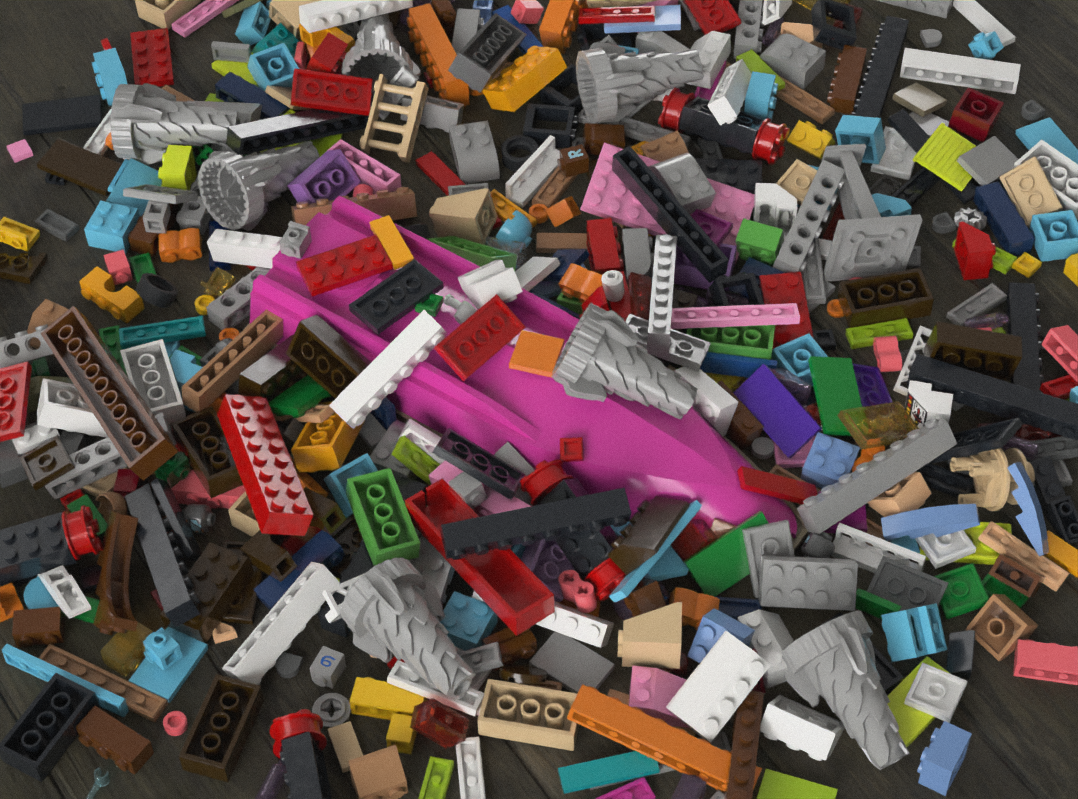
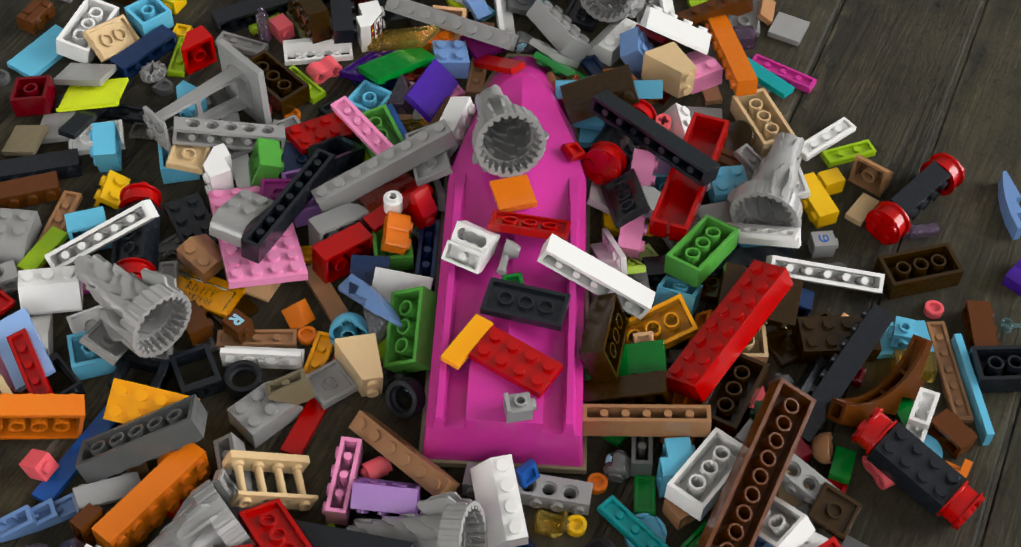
camera: 125 degrees left, 0 degrees up
(263, 266) = (527, 473): none -> blue tile
(340, 704) = (847, 223): light grey gear -> none
(439, 723) = (815, 157): clear red brick -> none
(472, 161) = (291, 388): none -> dark tan slope
(516, 240) = (375, 301): none -> medium blue slope

